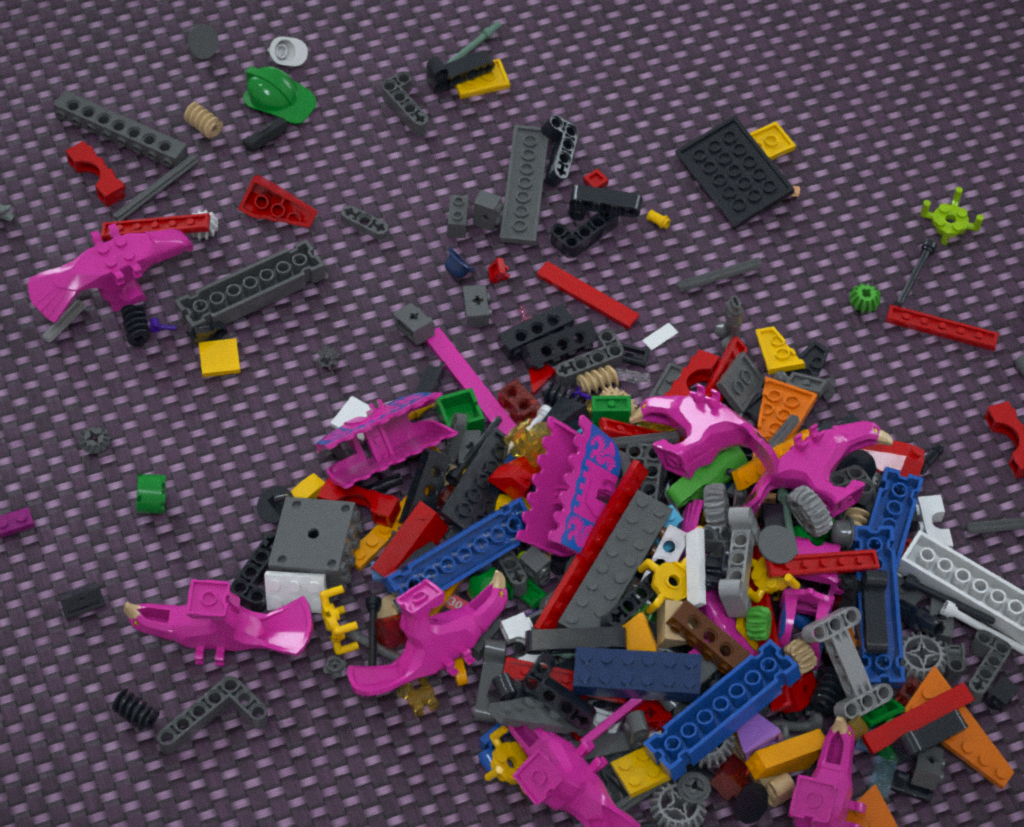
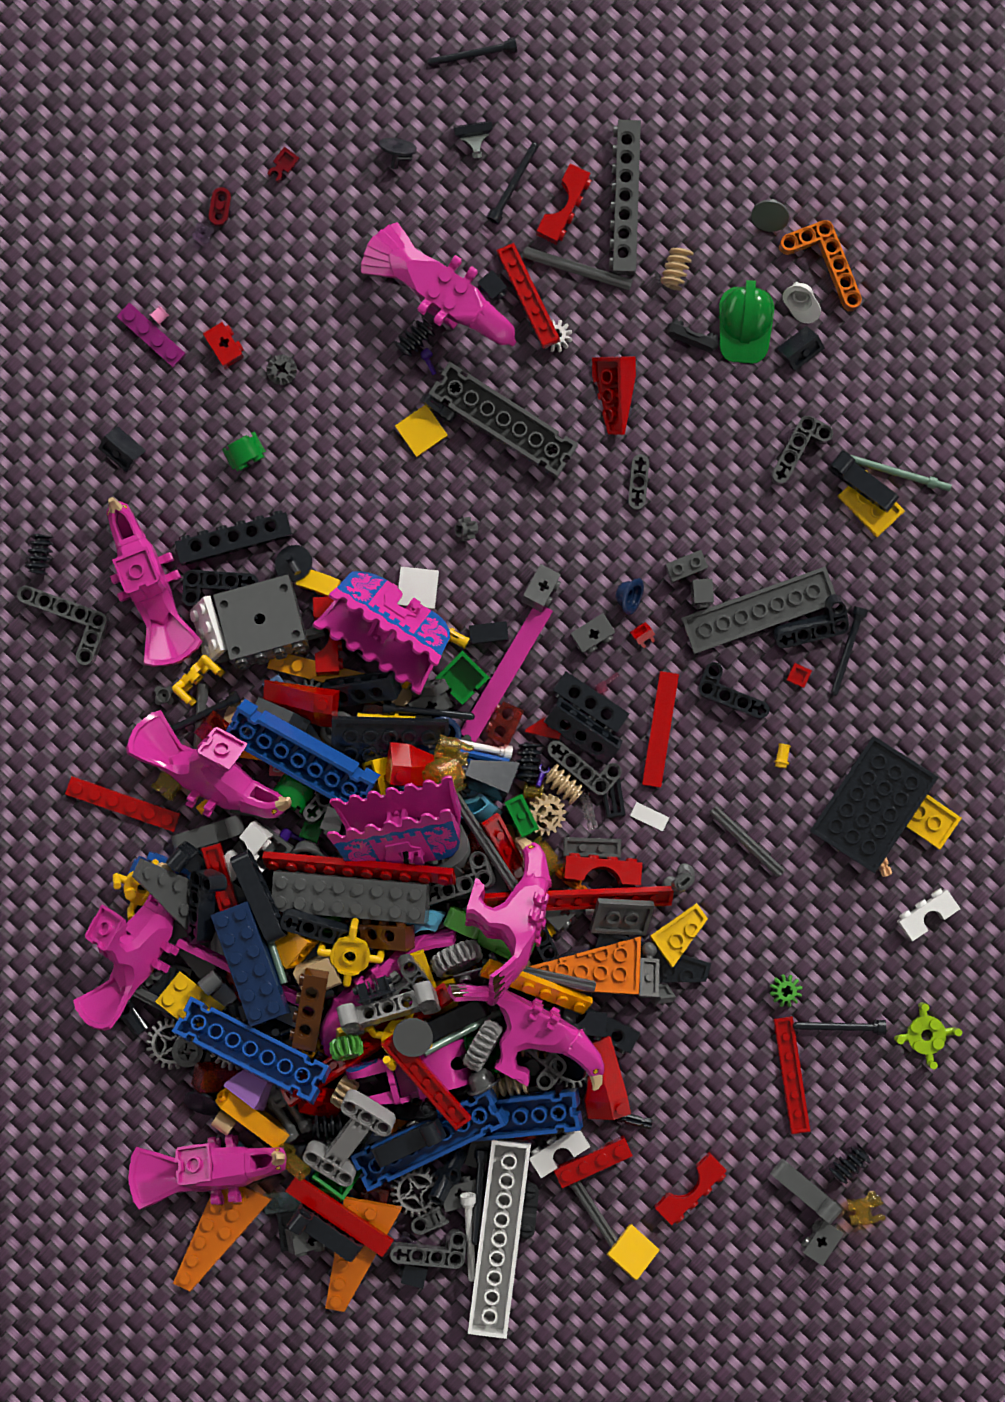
camera: 65 degrees right, 30 degrees up
(42, 472) = (216, 336): none -> red brick
(70, 224) = (495, 214): none -> black piece
(231, 496) = (188, 556): none -> black brick
(265, 18) = (829, 258): none -> orange beam
(322, 68) = (801, 347): none -> black panel
(418, 750) = (122, 804): none -> red plate
(568, 117) = (858, 615): none -> black piece
(603, 201) = (765, 699): black beam -> none
(696, 567) = (366, 972): white tile -> none
(848, 188) = (913, 922): none -> white arch
(957, 512) = (589, 1164): none -> red arch

